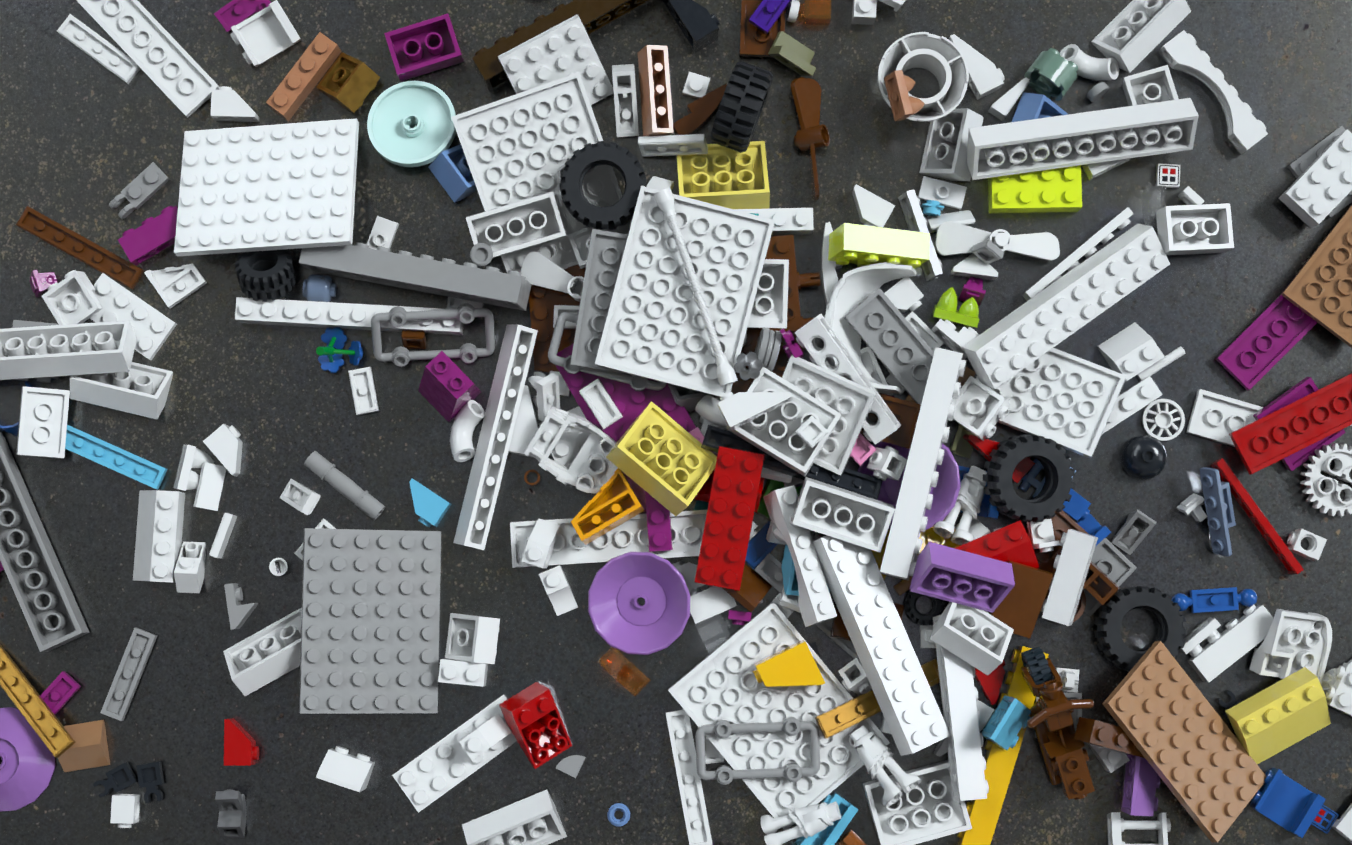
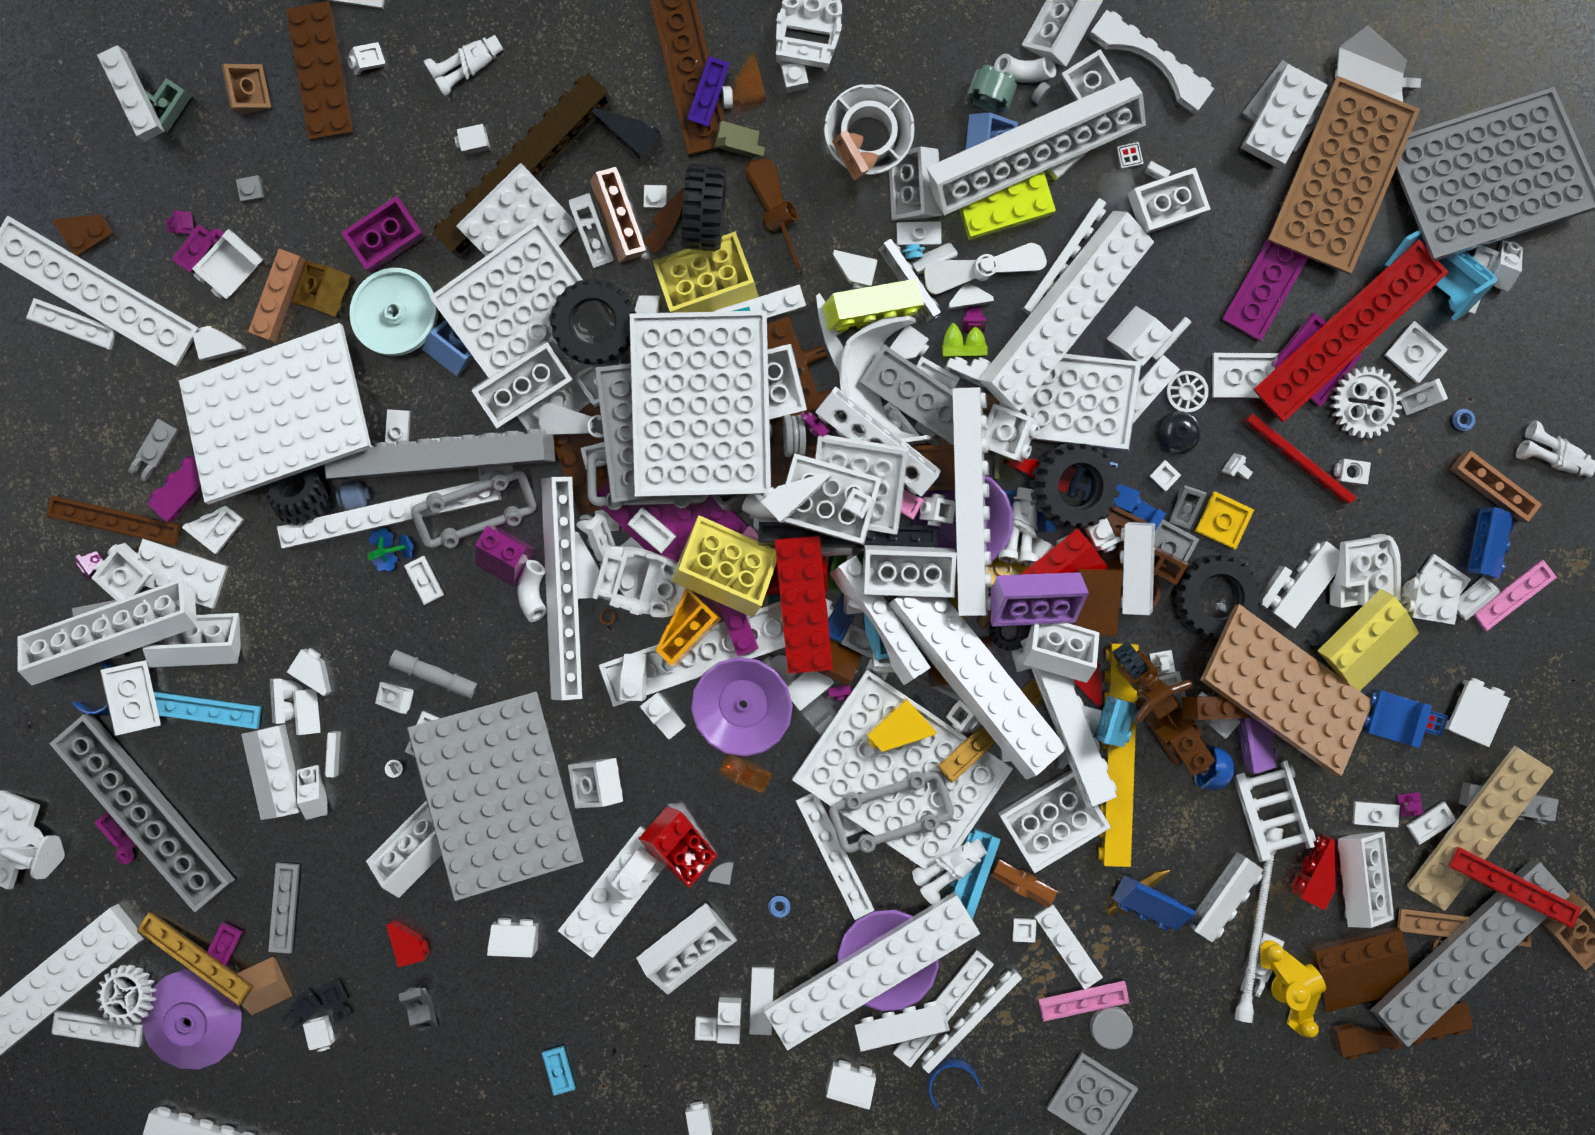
camera: 20 degrees left, 5 degrees up
(237, 613) = (368, 822): light grey slope -> none
(413, 339) = (457, 518): reddish brown tile -> none
(428, 504) = (516, 669): medium azure slope -> none
(462, 672) = (595, 818): white brick -> none
(481, 254) = (497, 421): light grey tile -> none
(665, 202) = (658, 324): white hose -> none
(673, 145) = (649, 261): white tile -> none
(748, 360) = (780, 451): flat silver plant -> none
(875, 757) = (1004, 785): white piece -> none
(983, 74) = (923, 105): white slope -> none
(987, 251) = (977, 279): light grey tile -> none
(1005, 103) = (955, 130): white slope -> none
(1094, 805) = (1219, 772): none -> blue cylinder
(1119, 495) = (1164, 475): none -> white plate
(1166, 556) = (1224, 520): none -> yellow plate
(1215, 599) = (1280, 548): blue plate -> none
(1218, 509) = (1262, 463): sand blue bracket -> none

